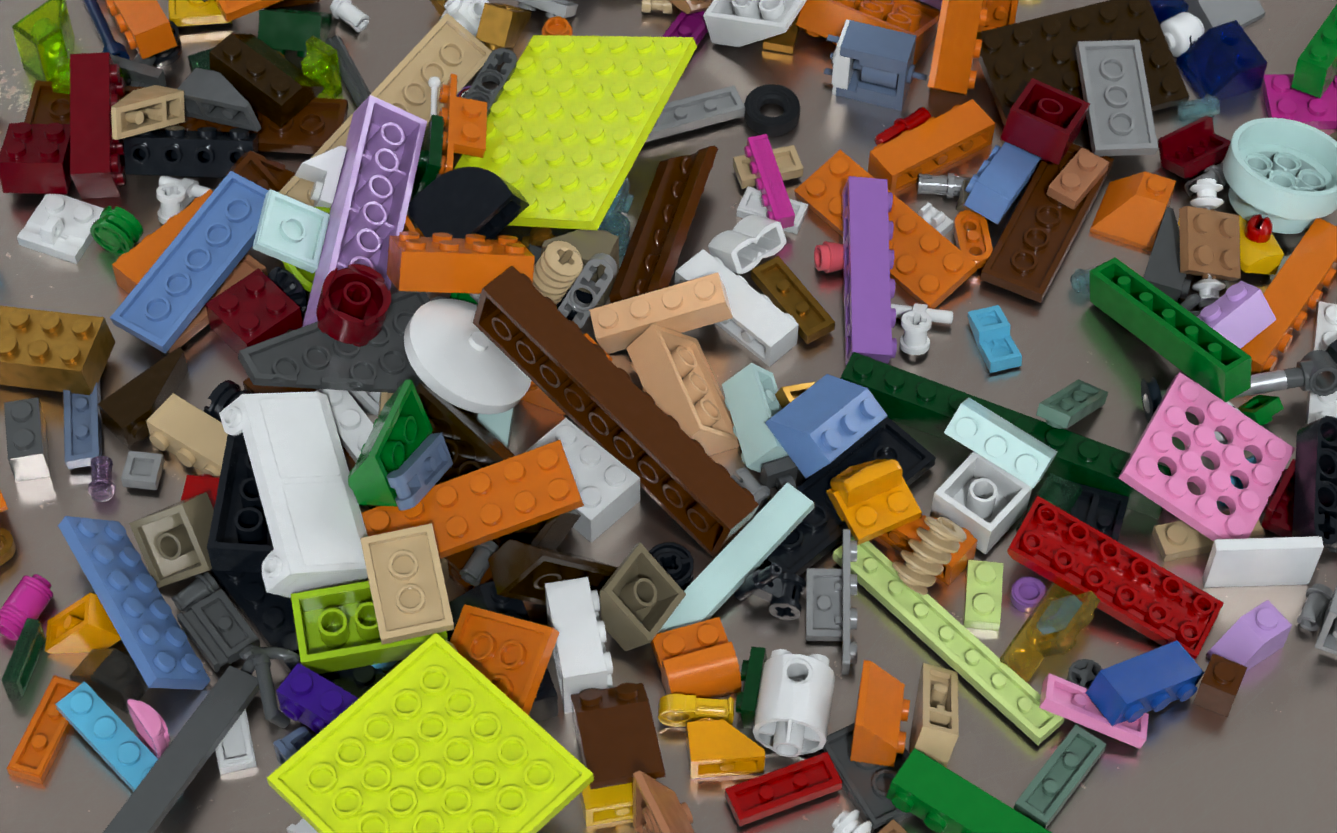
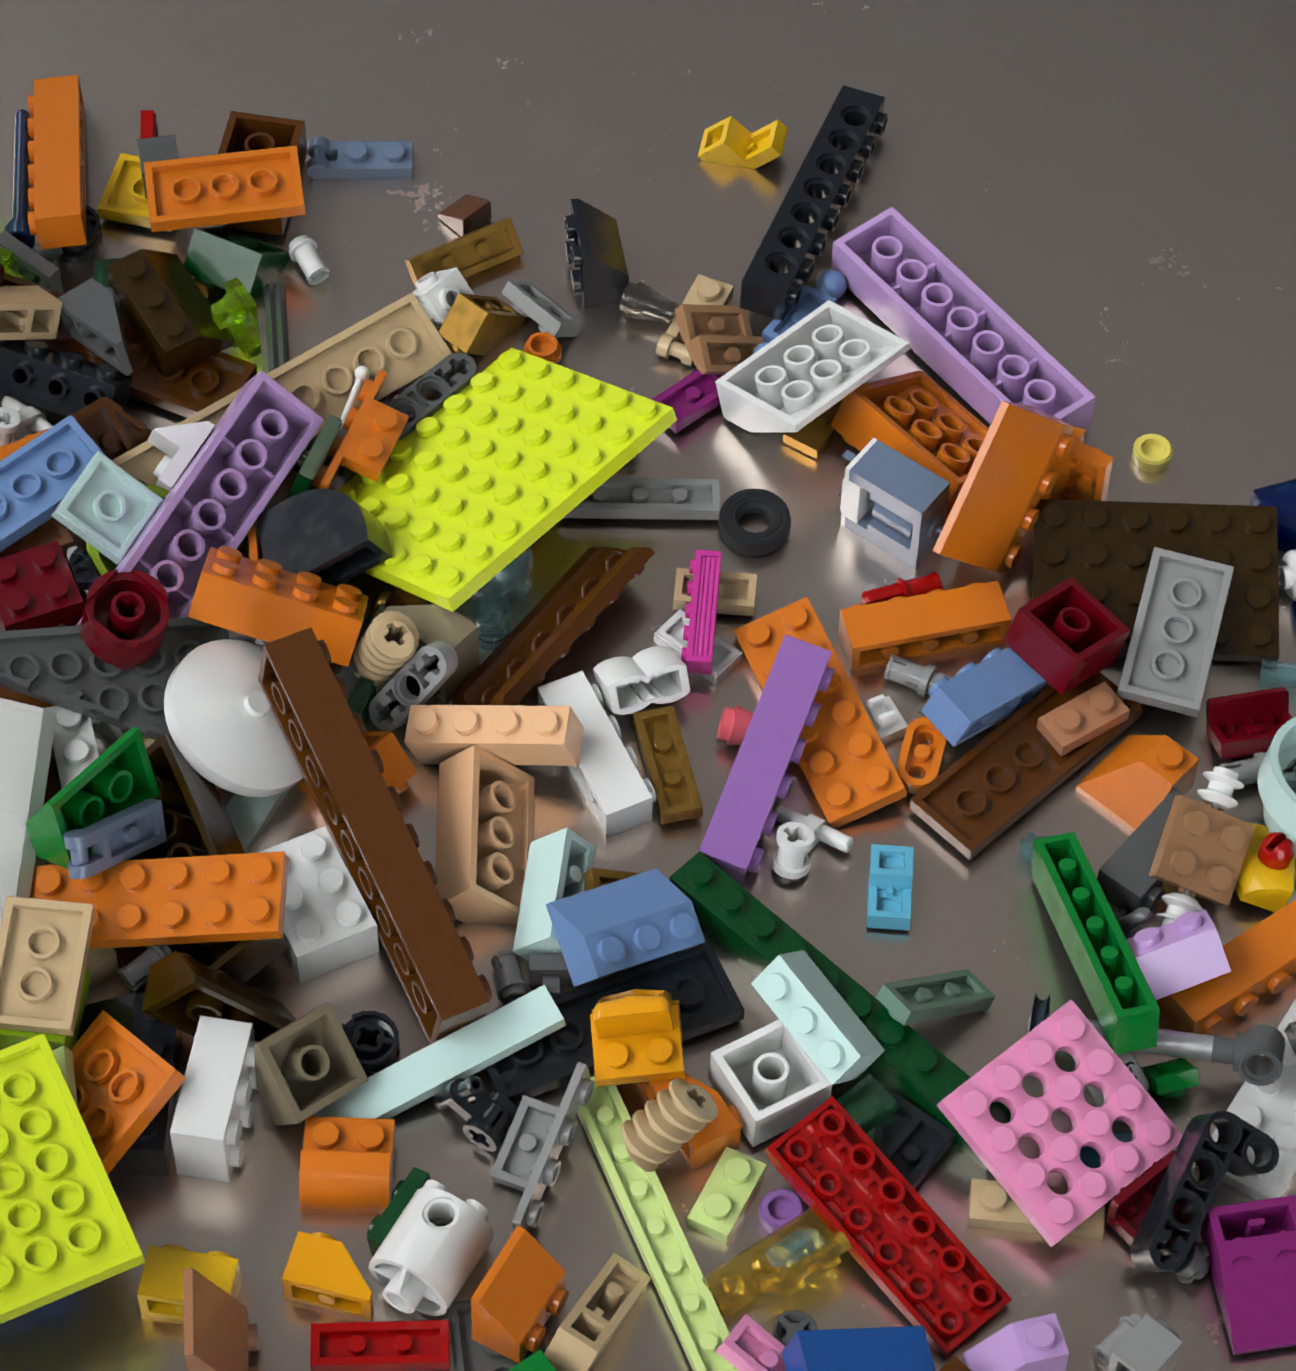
camera: 20 degrees right, 0 degrees up
(616, 734) = (210, 1219): reddish brown slope -> none
(678, 709) = (308, 1215): yellow piece -> none
(1262, 561) = (1074, 1264): white tile -> none

